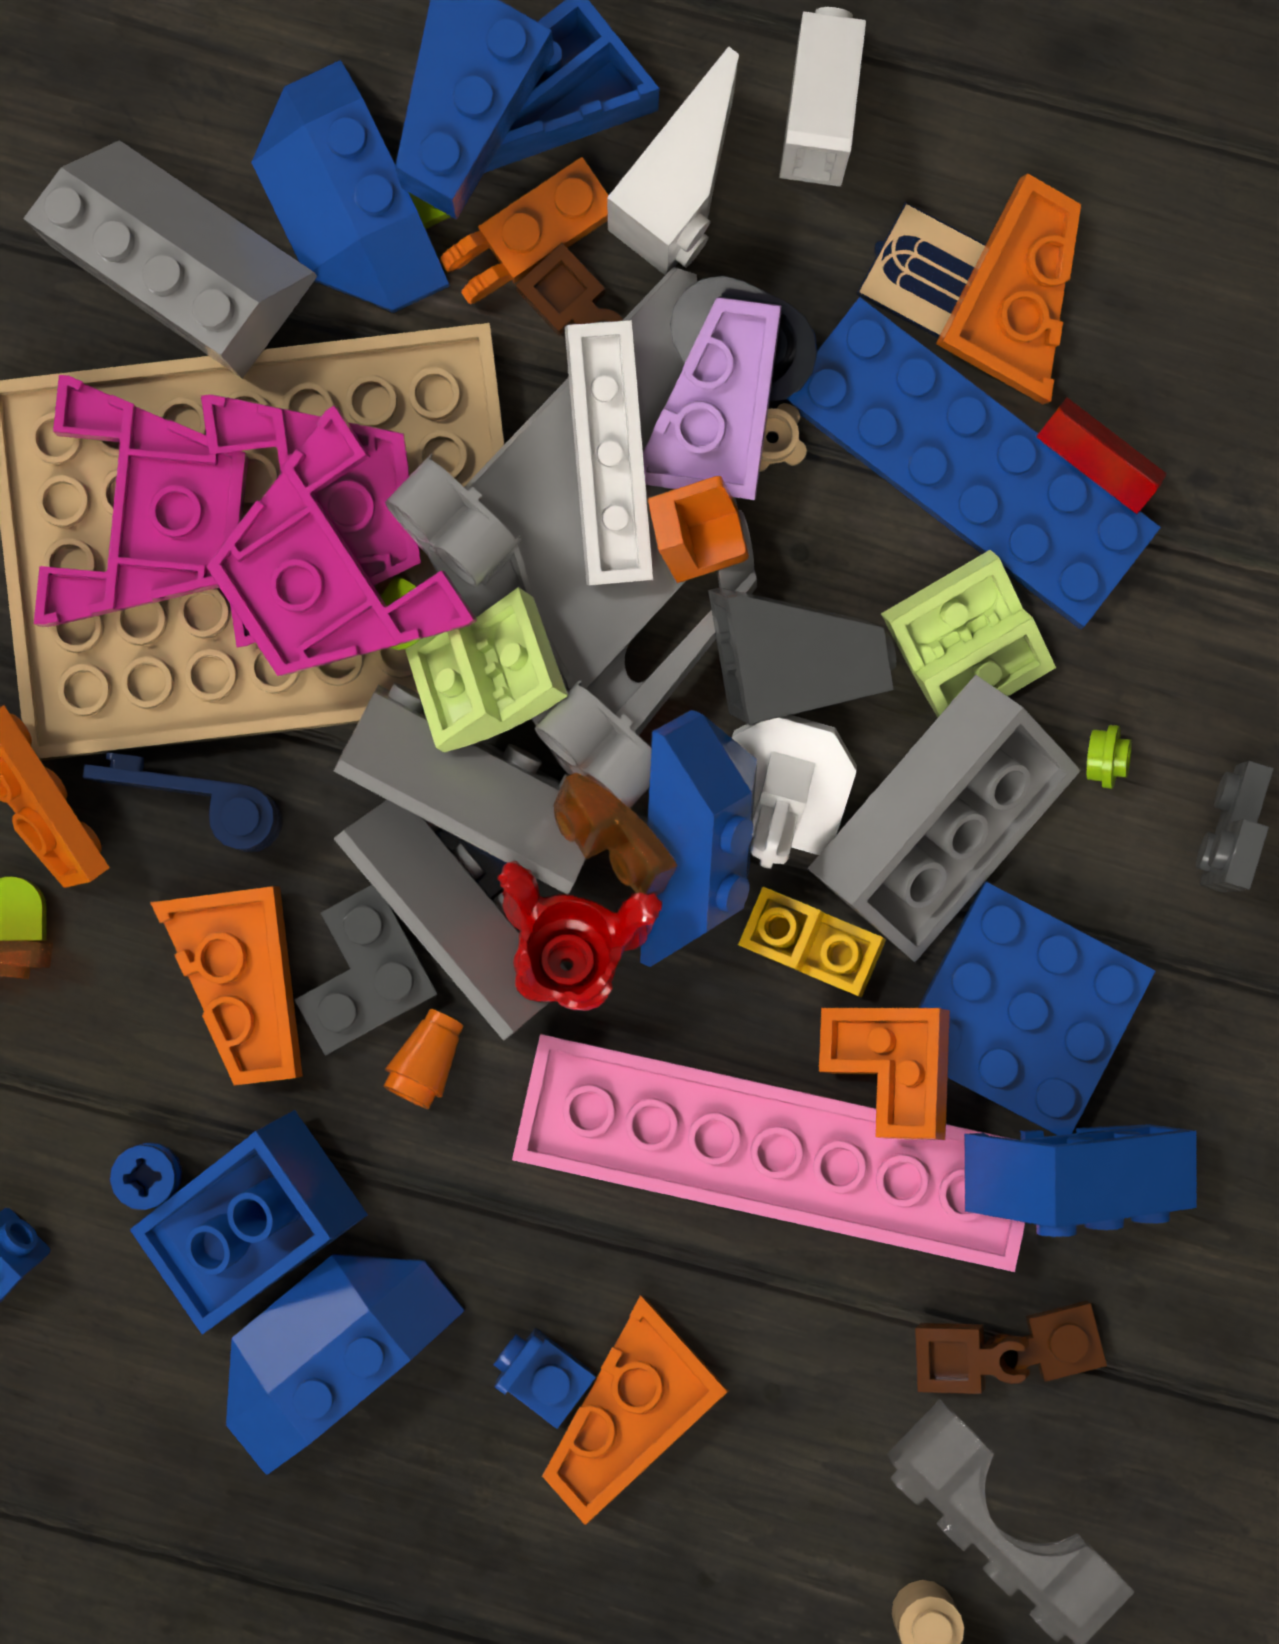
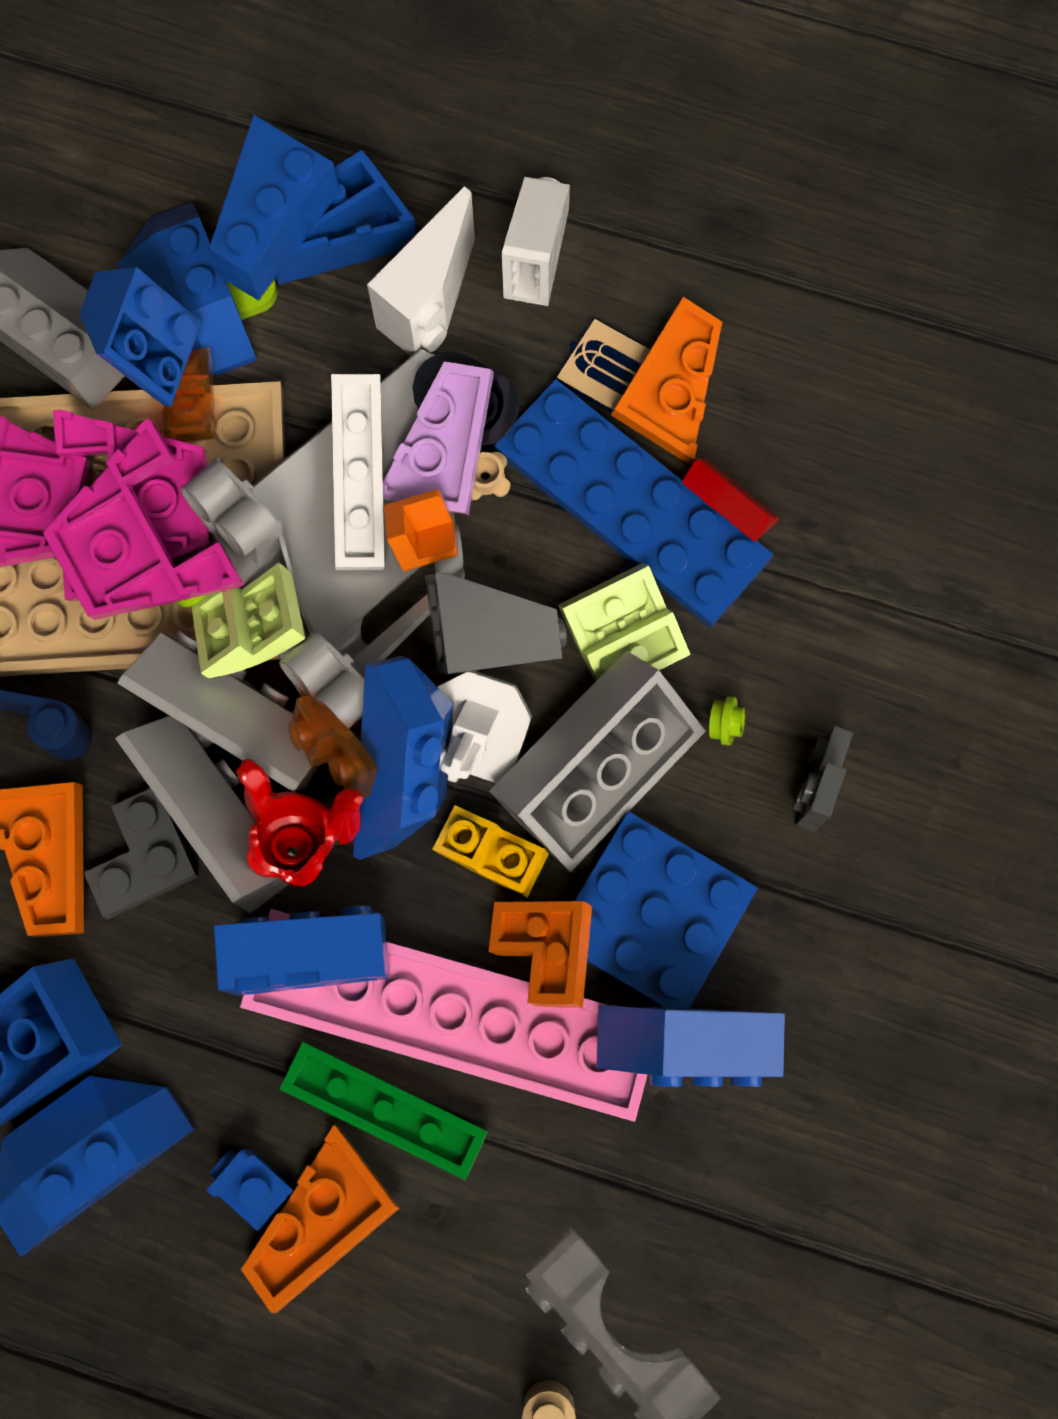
camera: 10 degrees right, 10 degrees down
(307, 283) = (139, 330): none -> blue slope
(369, 353) = (193, 405): none -> clear orange slope
(425, 1060) = (179, 926): orange cone -> none
(531, 228) = (316, 324): orange hinge -> none
(564, 292) = (334, 356): reddish brown plate -> none
(593, 1091) = (301, 952): none -> blue wedge
(701, 1275) = (384, 1110): none -> green plate
(957, 1359) = (585, 1192): reddish brown plate -> none
(1060, 1342) = (670, 1183): reddish brown plate -> none

